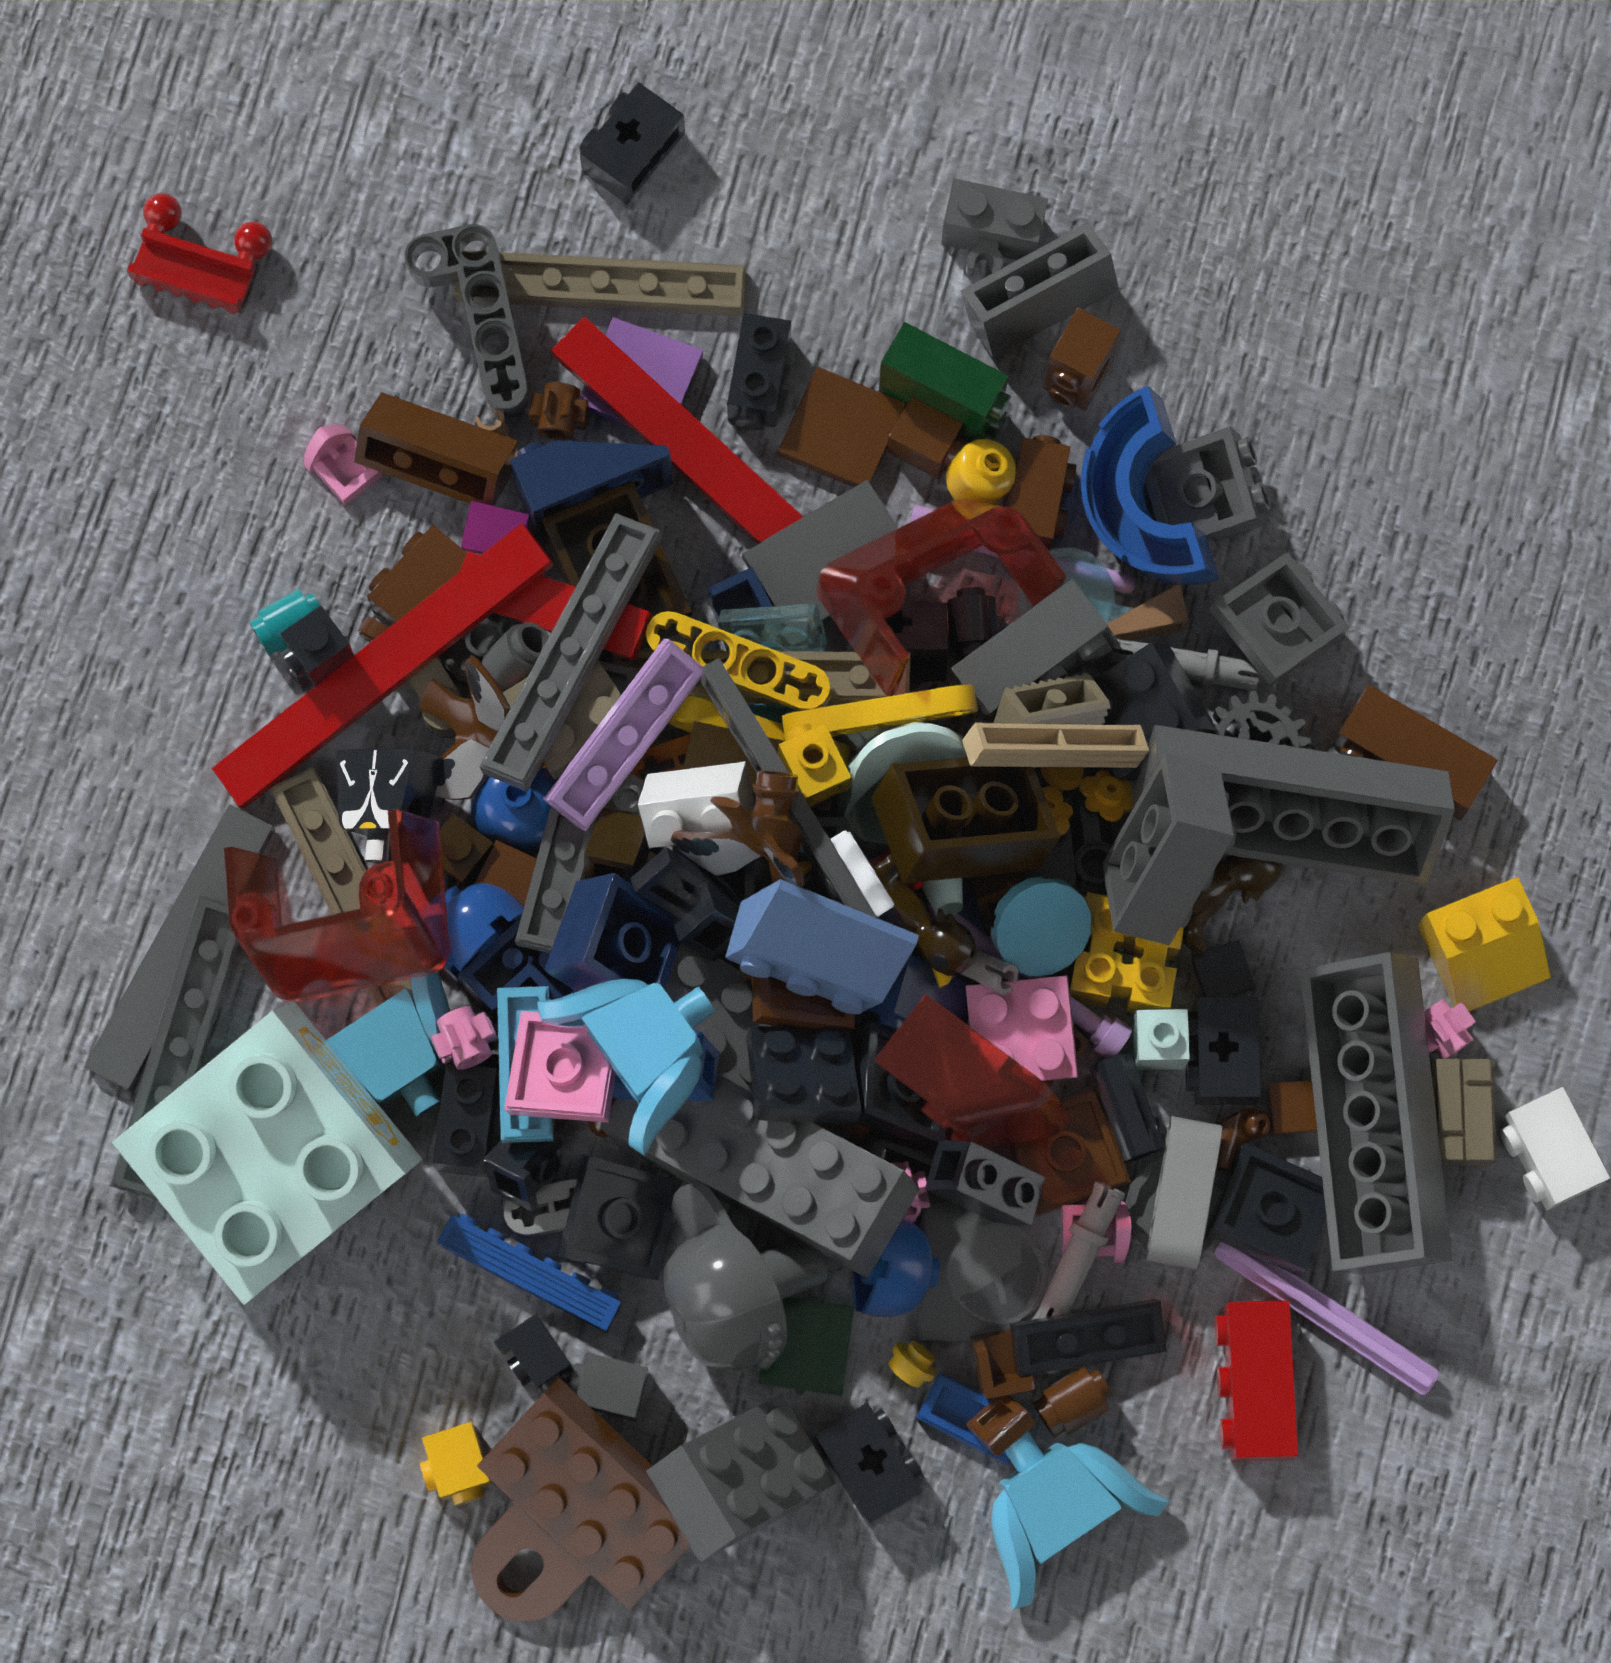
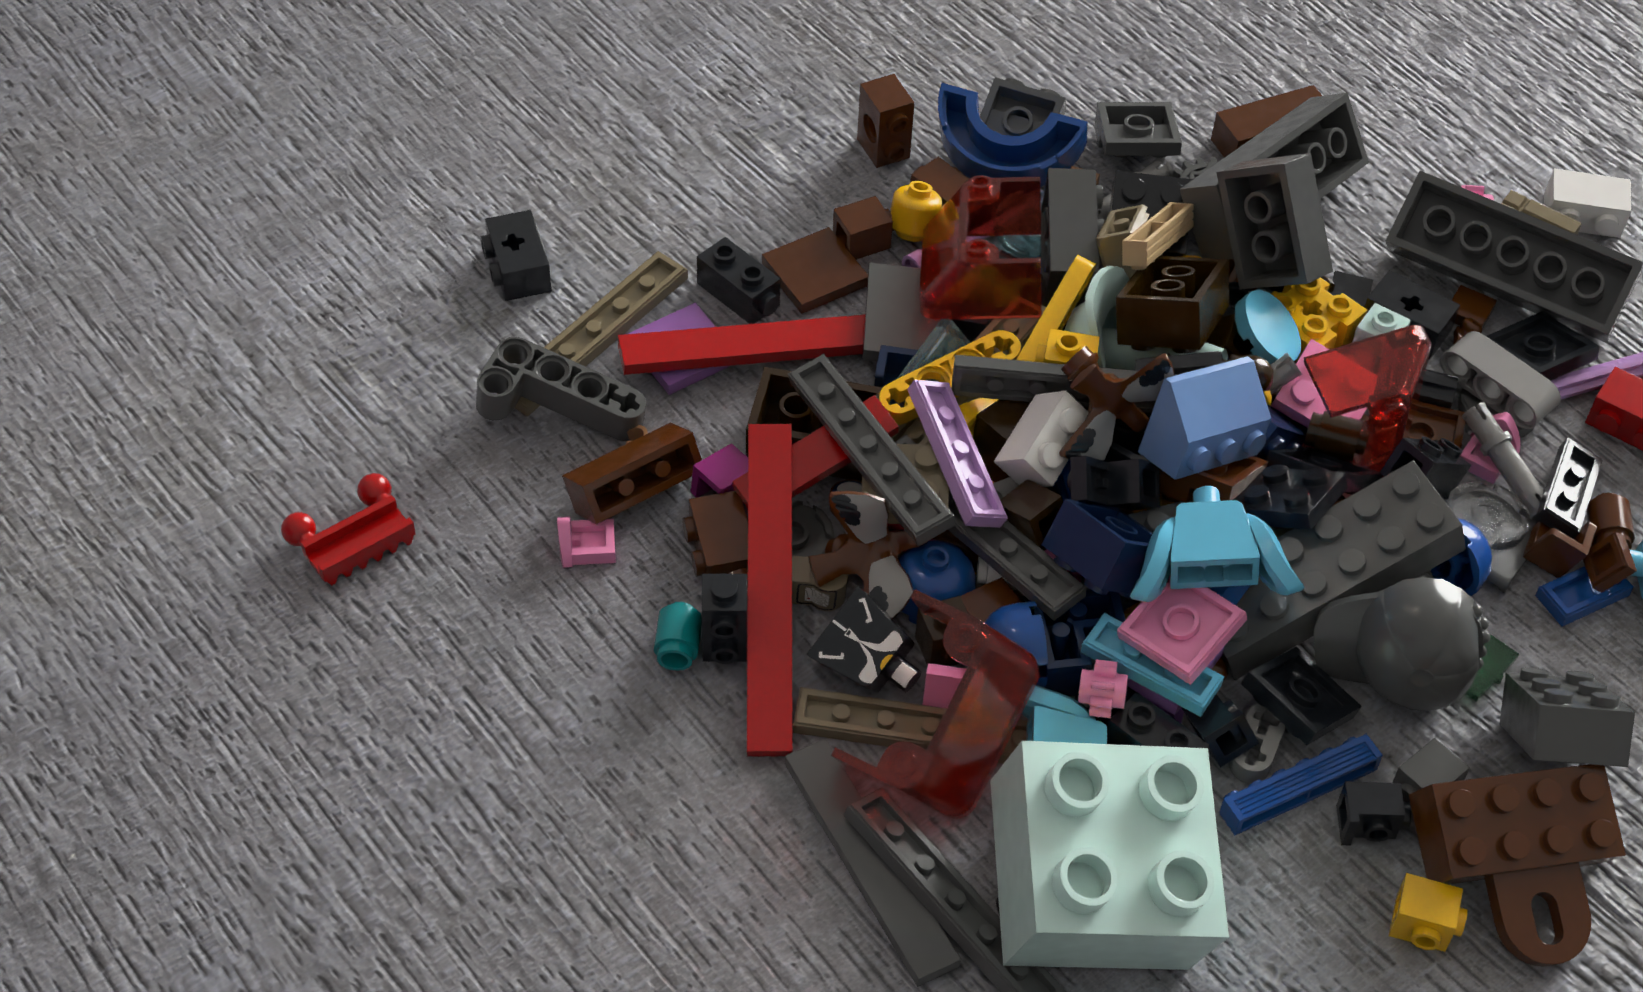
camera: 55 degrees left, 25 degrees down
(515, 654) = (830, 481): dark grey brick -> none
(558, 411) = (667, 394): reddish brown gear -> none
(574, 471) = (728, 394): dark blue slope -> none
(843, 1448) = (1600, 651): black brick -> none
(912, 1363) = (1524, 595): yellow plate -> none
(945, 380) = (836, 181): dark green brick -> none
(992, 223) = (751, 119): dark grey brick -> none
(1040, 289) = (818, 118): dark grey brick -> none
(1486, 945) = (1424, 146): yellow slope -> none

